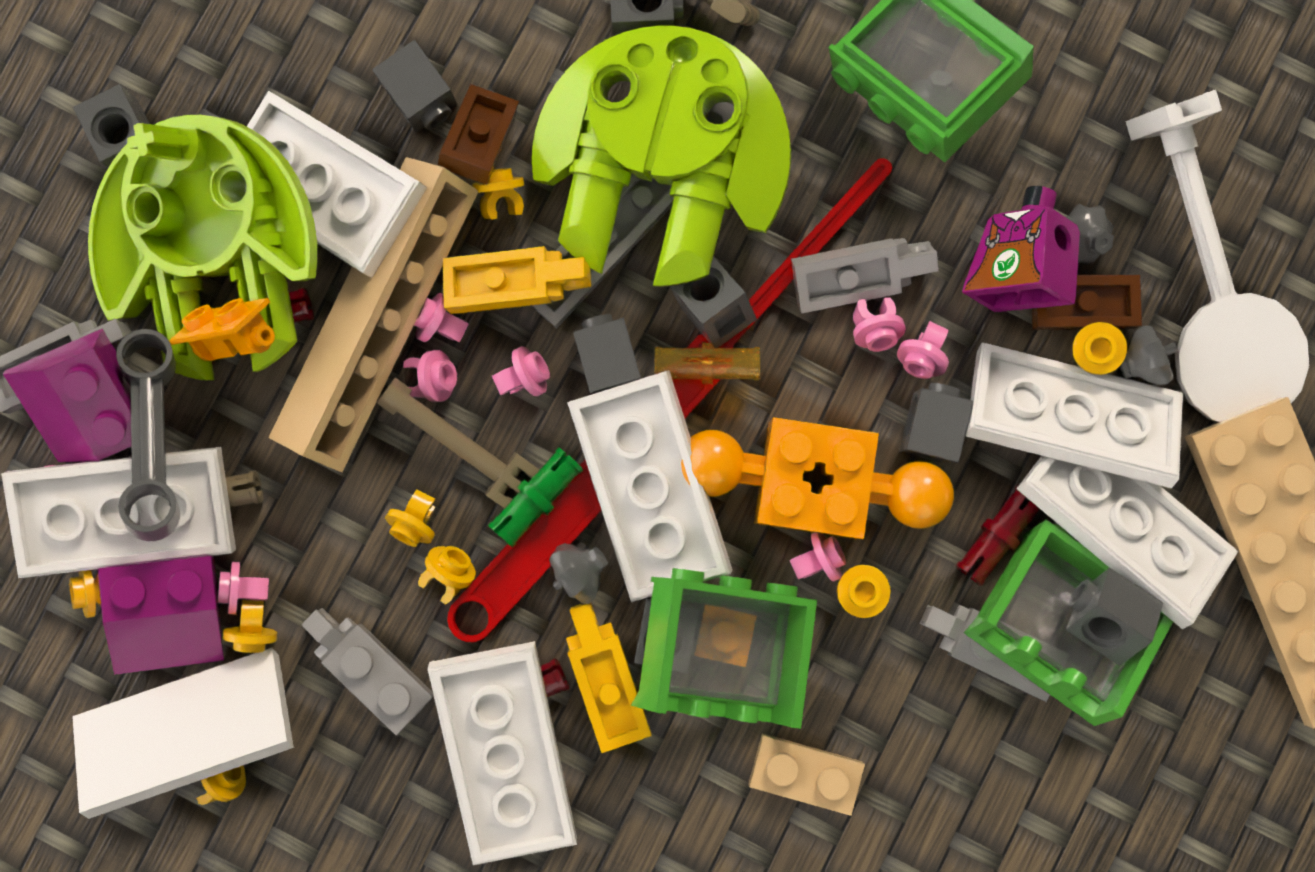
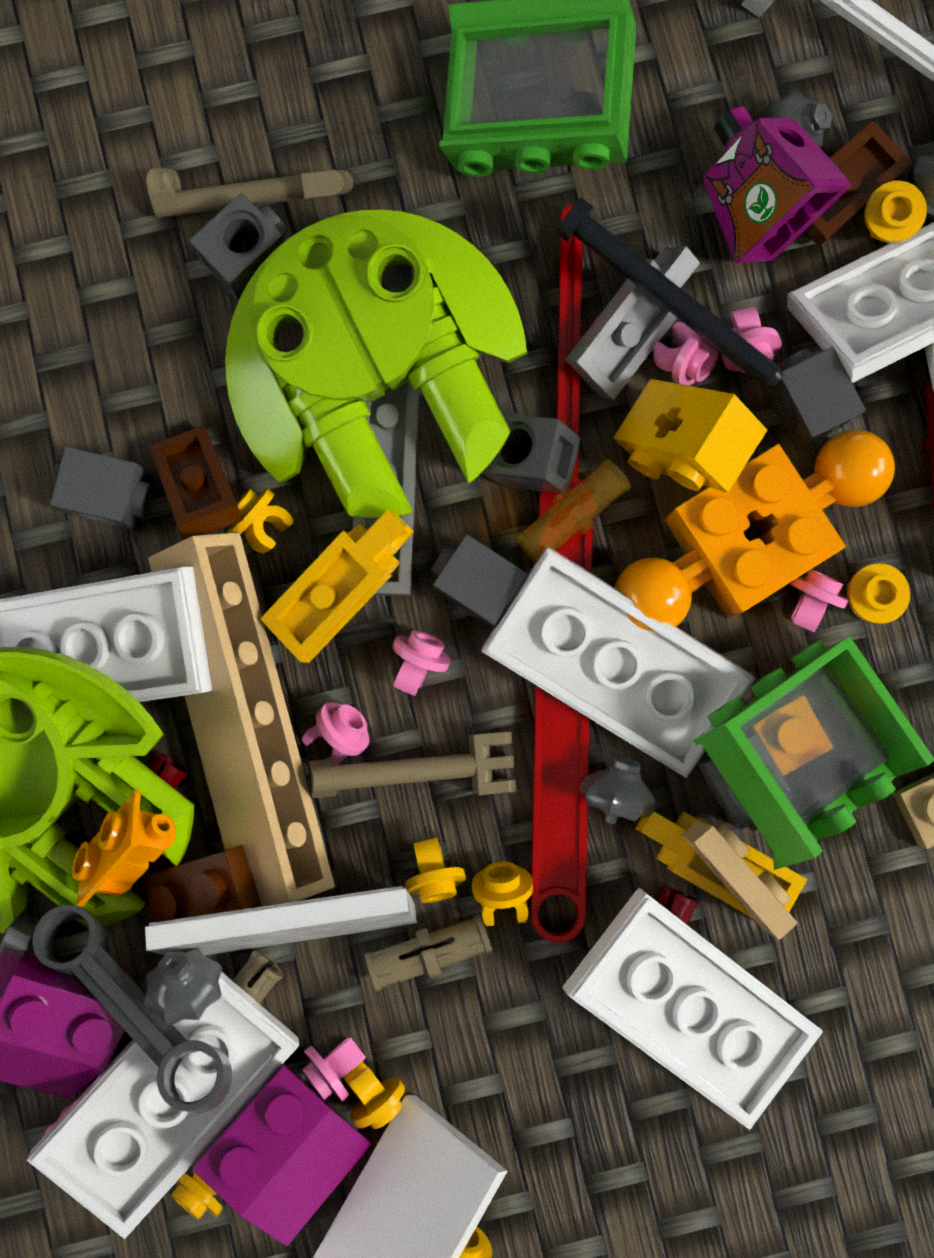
camera: 45 degrees left, 0 degrees up
(191, 447) = (182, 986): none -> dark grey piece
(255, 401) = (202, 886): none -> reddish brown plate
(288, 466) = (284, 922): none -> white tile
(365, 569) = (428, 953): none -> dark tan pin
(368, 670) = (507, 1039): light grey hinge -> none
(435, 319) = (300, 678): bright pink plate -> none
(535, 497) = (524, 759): green pin -> none
(607, 715) = (758, 895): none -> tan plate
(824, 378) = (689, 435): none -> yellow brick
(873, 177) = (580, 225): none -> black bar

